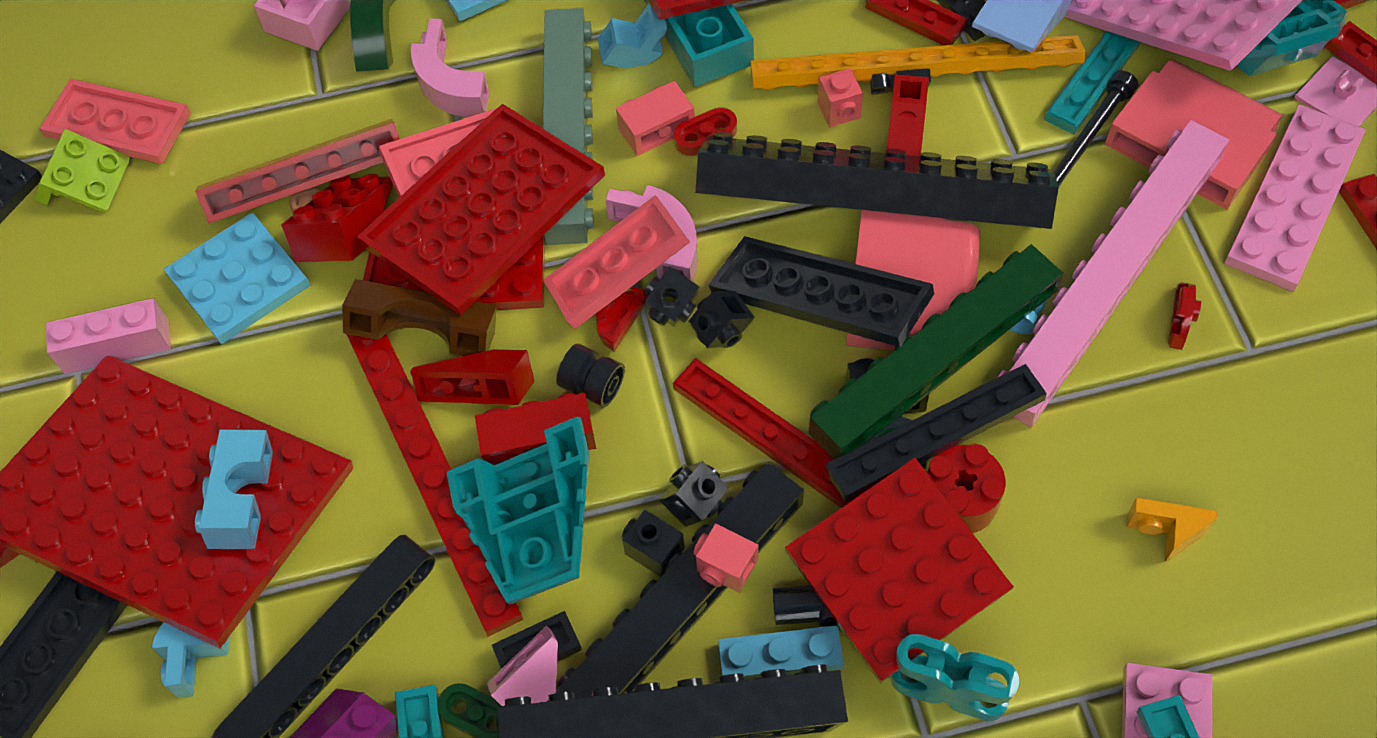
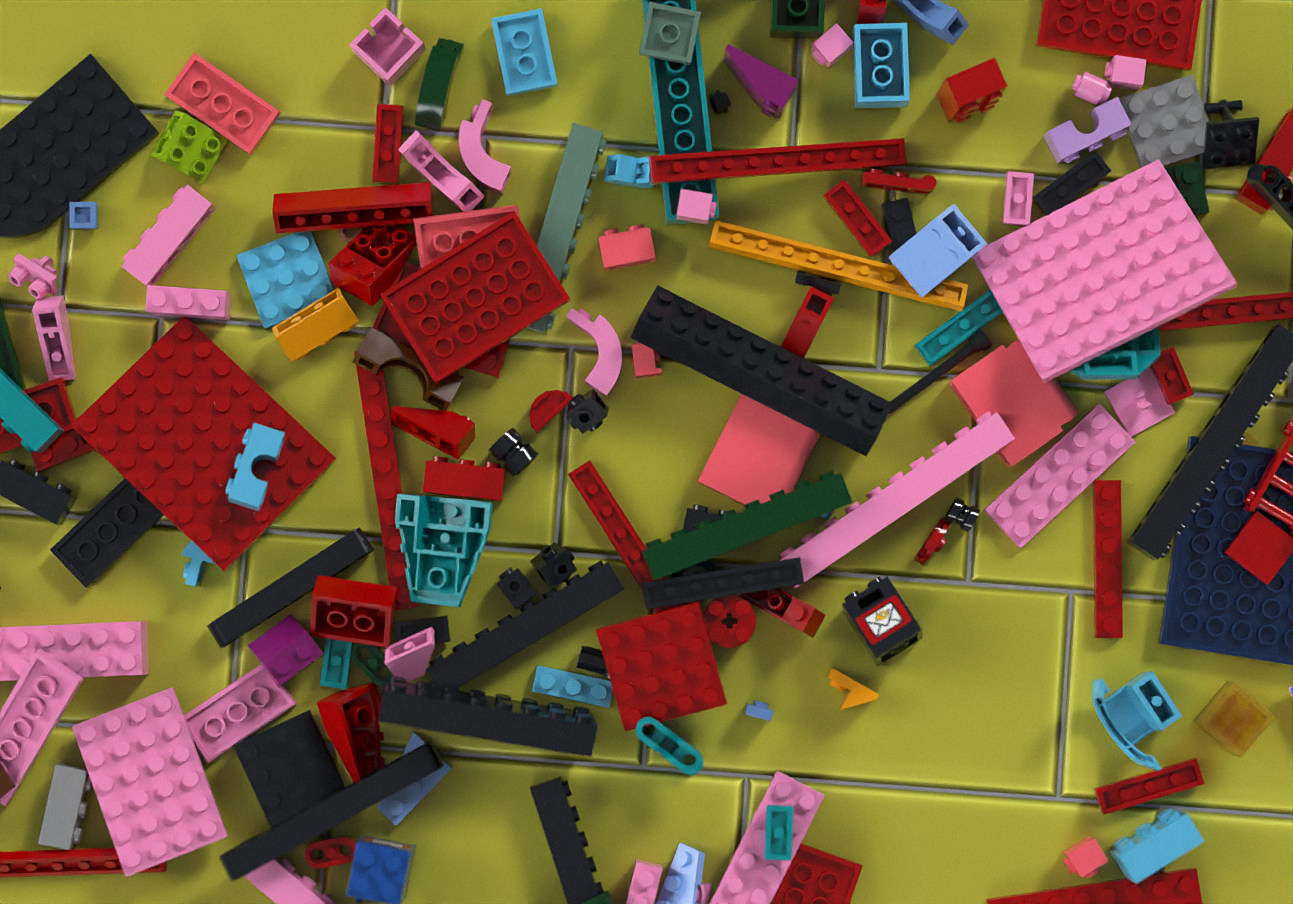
camera: 10 degrees right, 25 degrees up
(70, 270) = (168, 236): none -> bright pink brick
(284, 309) = (315, 325): none -> light orange brick
(328, 99) = (387, 142): none -> red plate
(386, 101) = (440, 173): none -> bright pink arch
(423, 642) = (353, 611): none -> red brick
(615, 261) = (556, 372): coral plate -> none
(701, 126) = (659, 271): red plate -> none
(721, 29) = (695, 207): none -> bright pink brick
(721, 319) = (615, 441): black brick -> none
(724, 223) = (645, 361): none -> coral brick
(725, 558) = (555, 624): coral brick -> none
(824, 290) = (688, 448): black plate -> none
(840, 97) = (768, 281): coral brick -> none
(1038, 448) = (787, 609): none -> red slope
(1059, 595) = (759, 710): none -> medium blue plate
(1173, 412) = (885, 625): none -> black container
(1203, 268) = (962, 514): none -> black wheel

